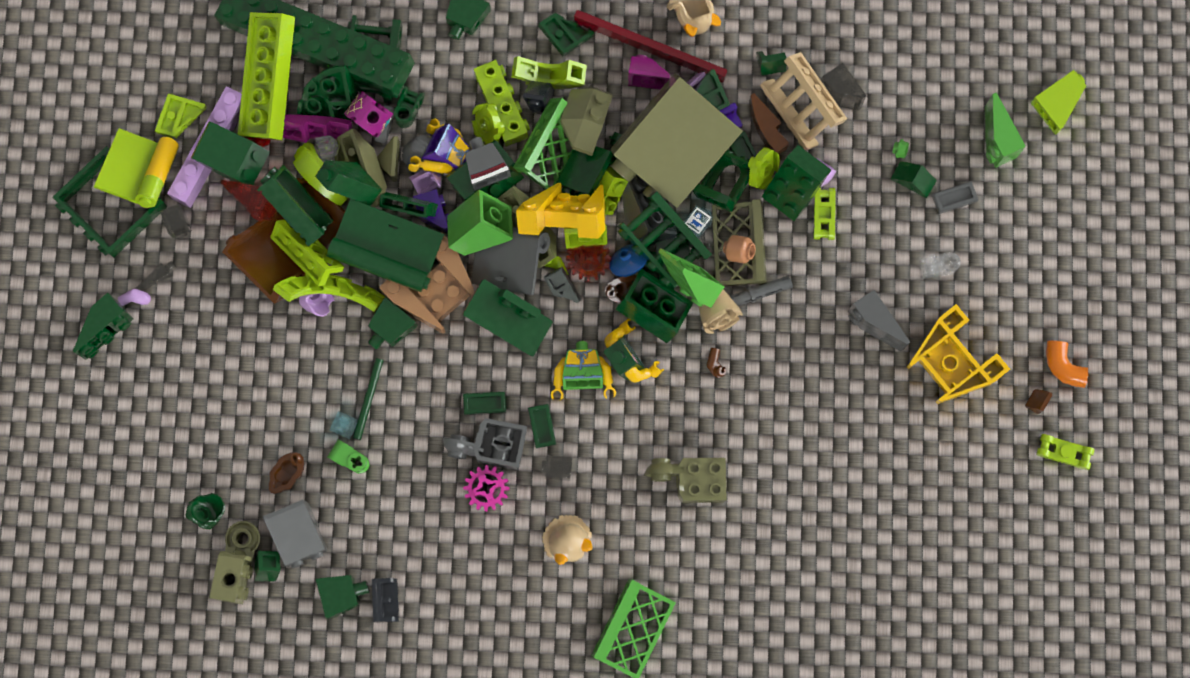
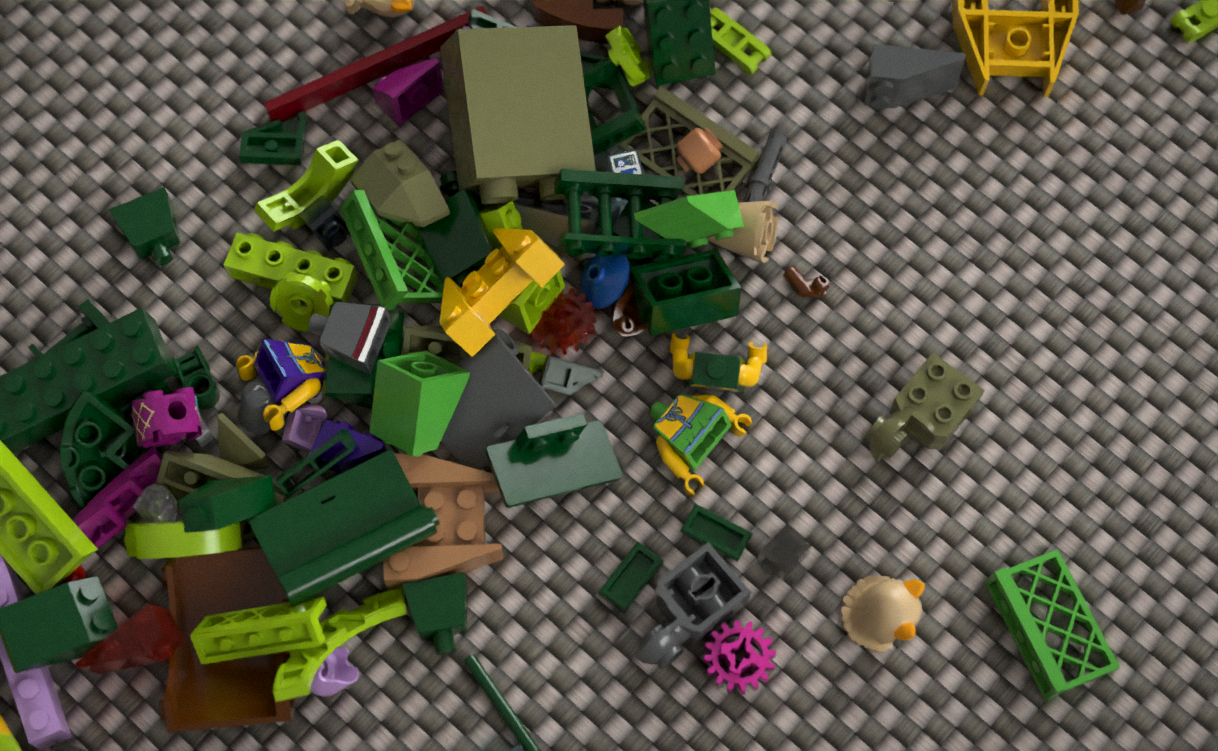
camera: 50 degrees left, 10 degrees down
(295, 204) = (193, 591): dark green door -> none

